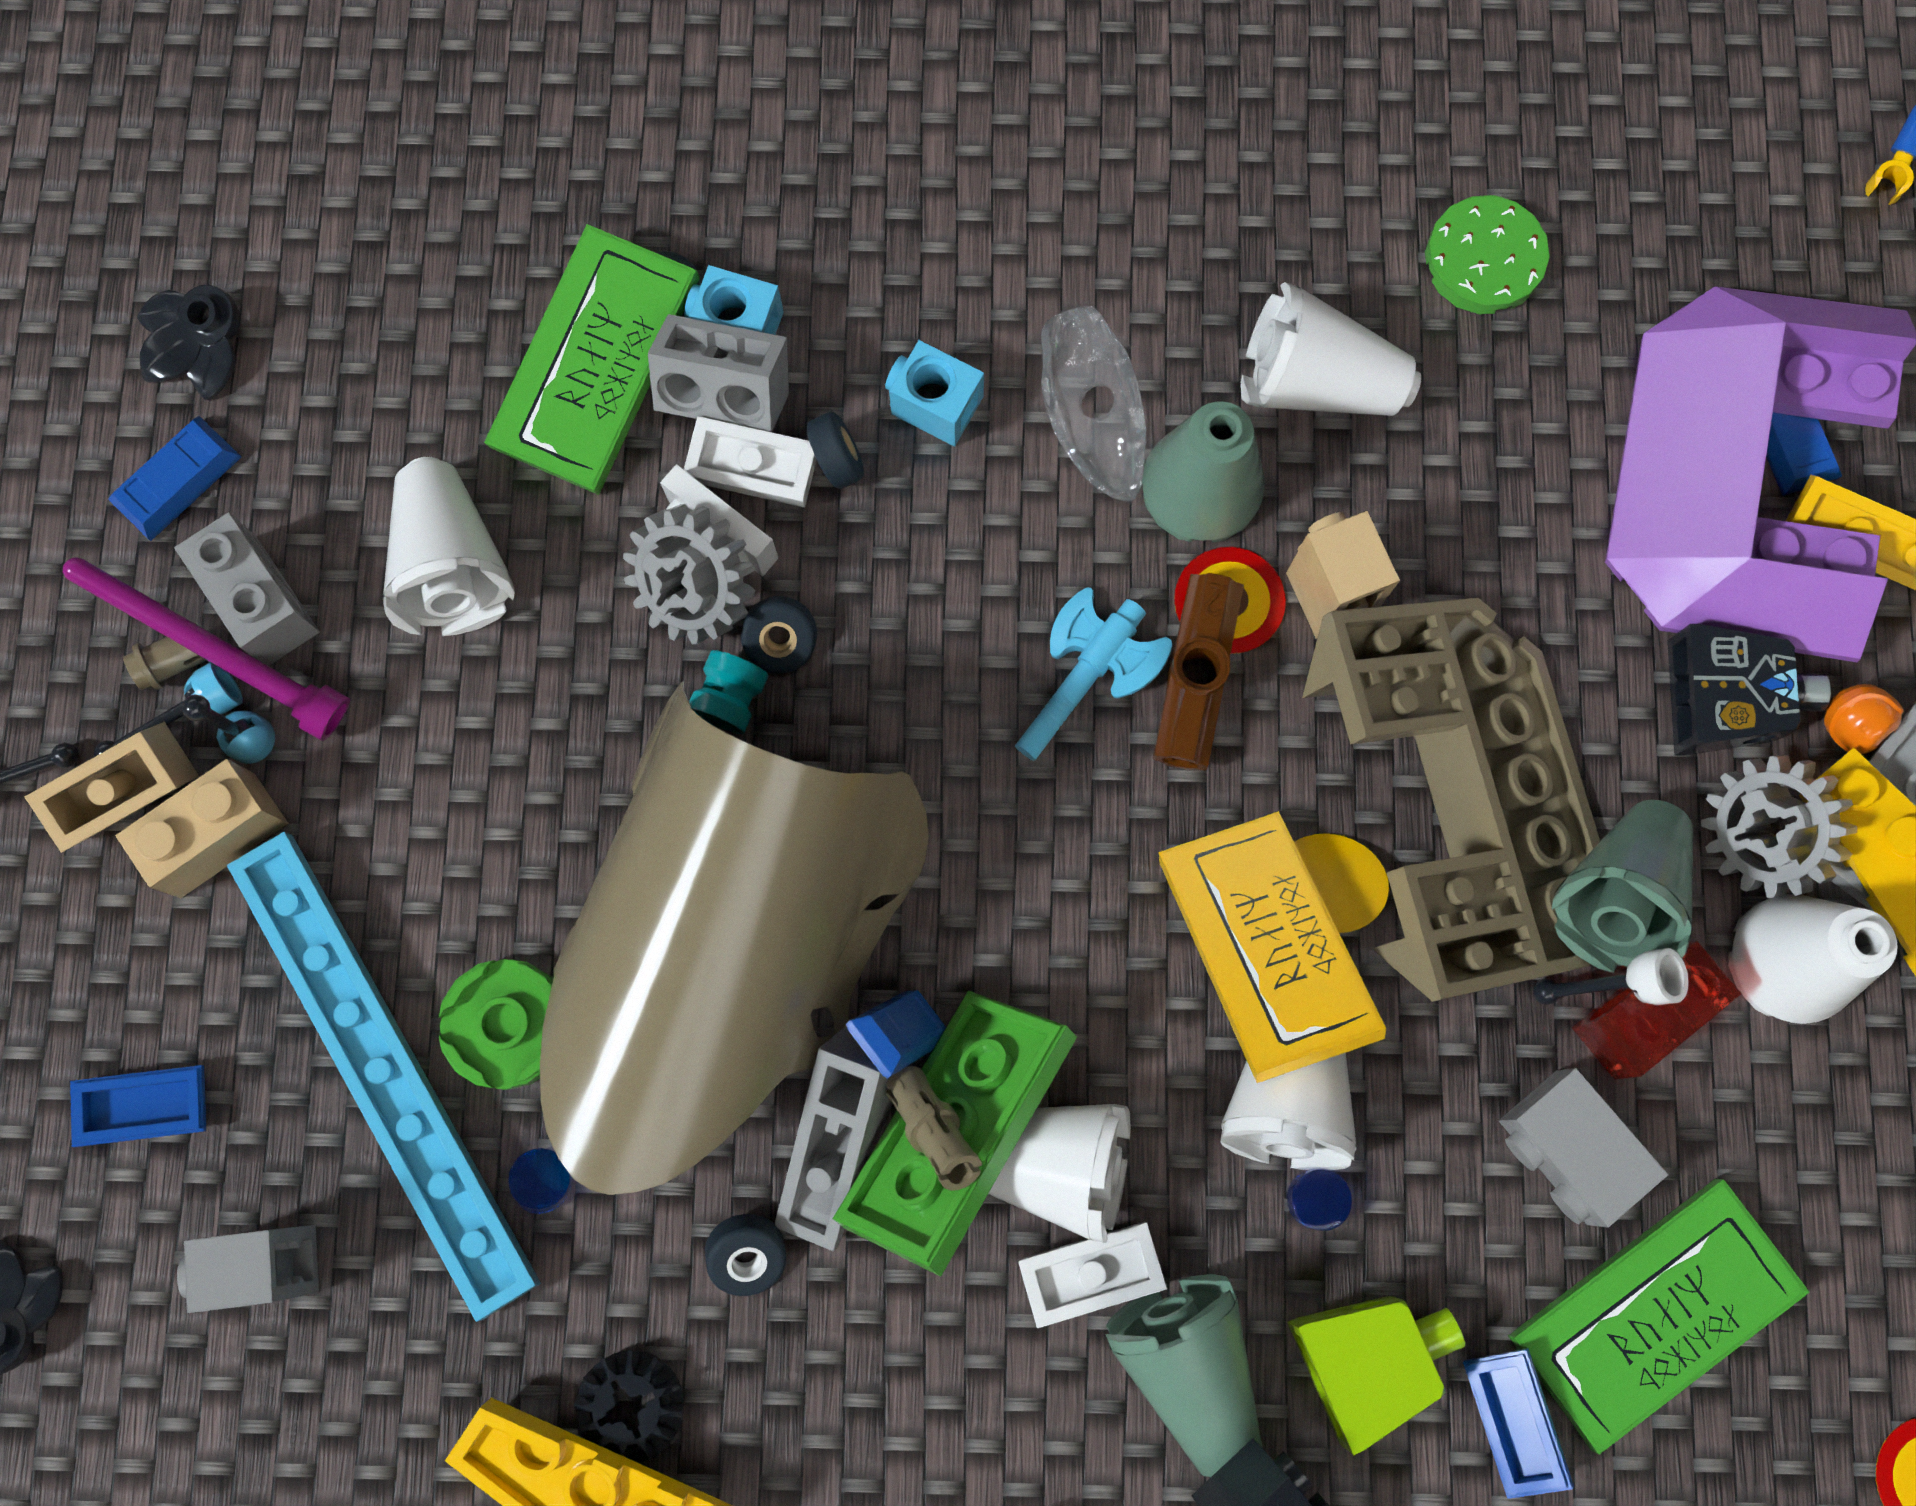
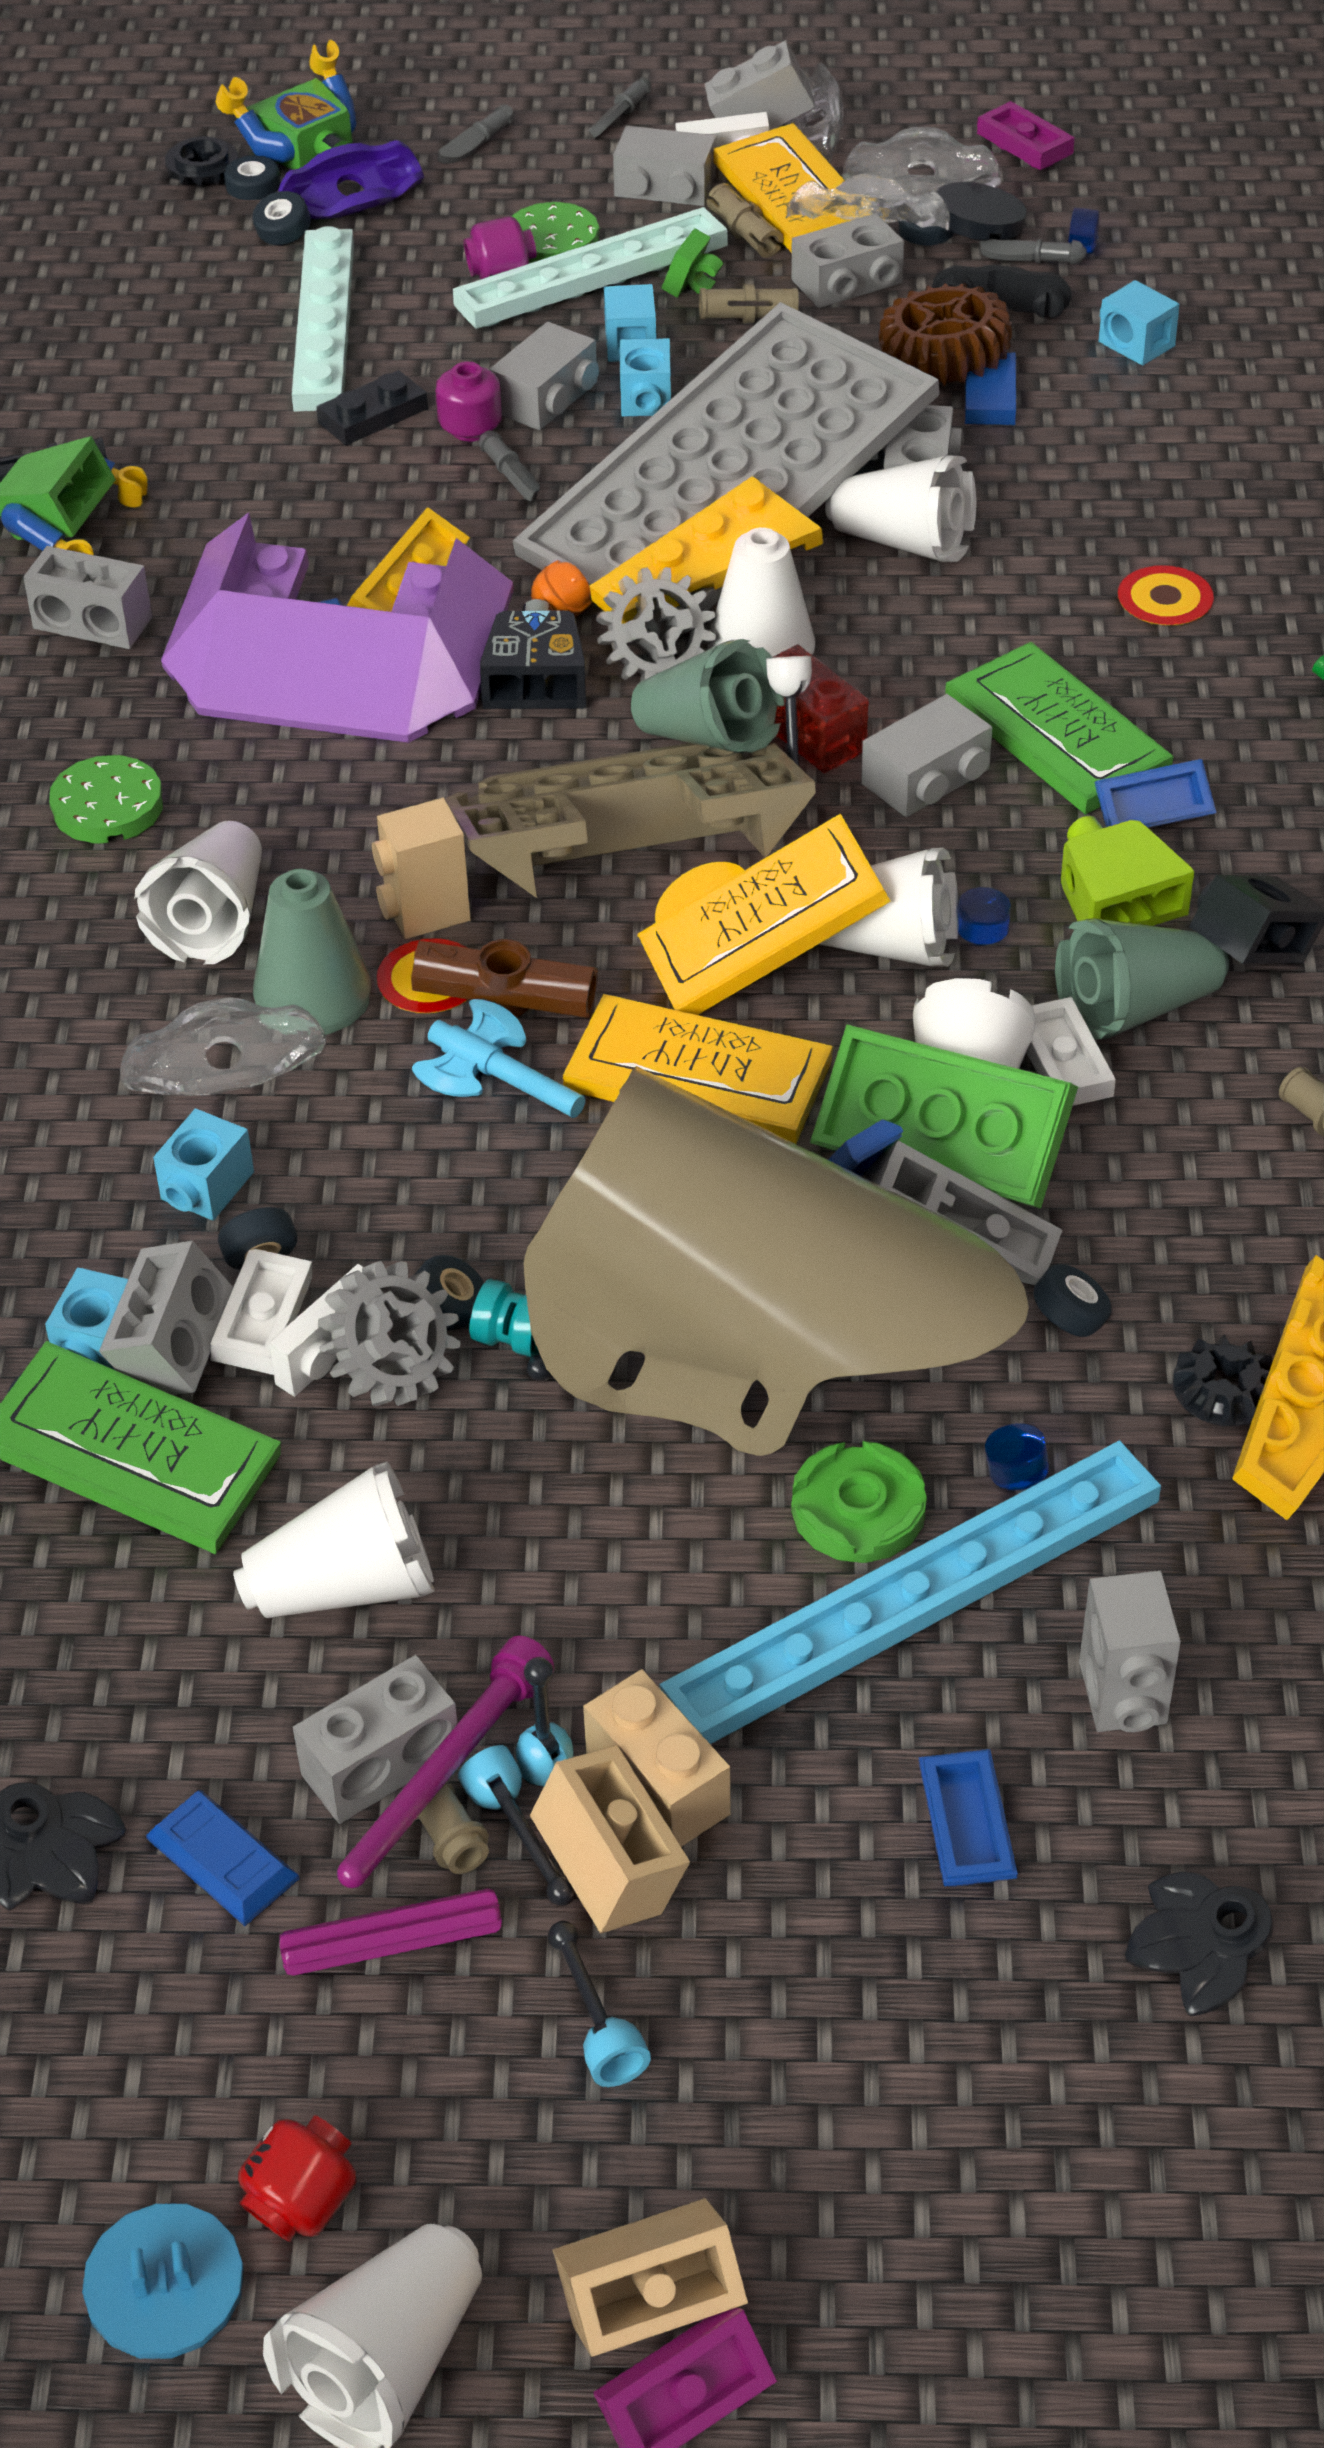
camera: 90 degrees left, 30 degrees down
(78, 620) = (390, 1931): none -> magenta axle
(933, 1128) = (949, 1102): dark tan pin -> none
(1081, 877) = (734, 1066): none -> yellow tile
(1800, 193) = (88, 597): none -> light grey brick

